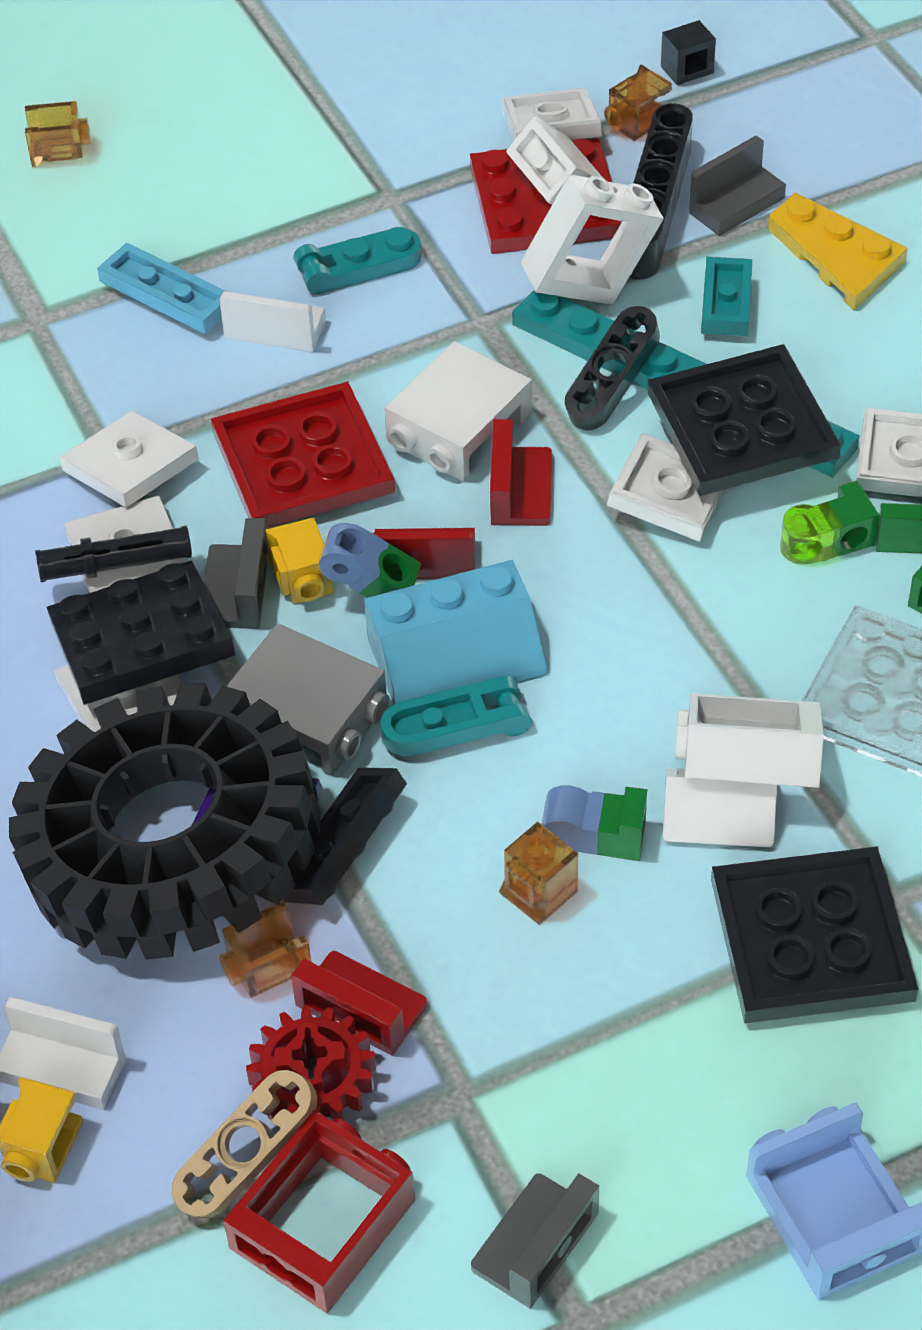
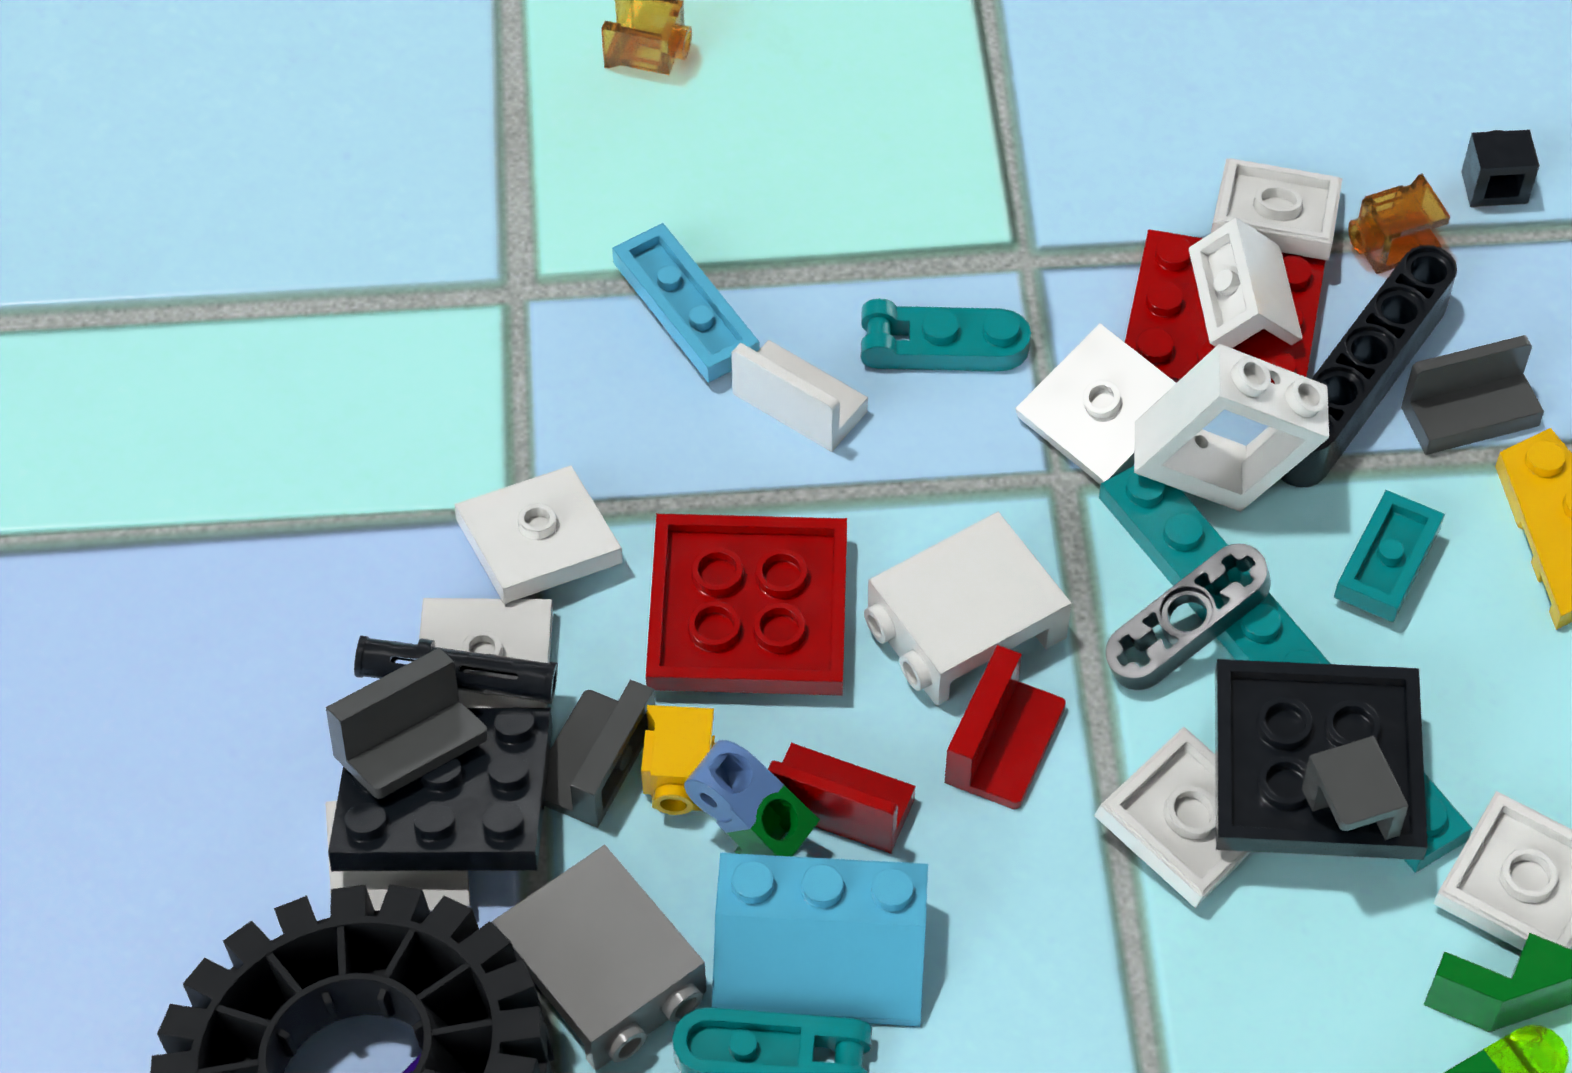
camera: 20 degrees right, 5 degrees up
(94, 593) = (403, 725): none -> dark grey panel
(486, 265) = (1093, 403): none -> white plate
(783, 413) = (1356, 787): none -> dark grey panel
(829, 527) = (1369, 955): leg -> none

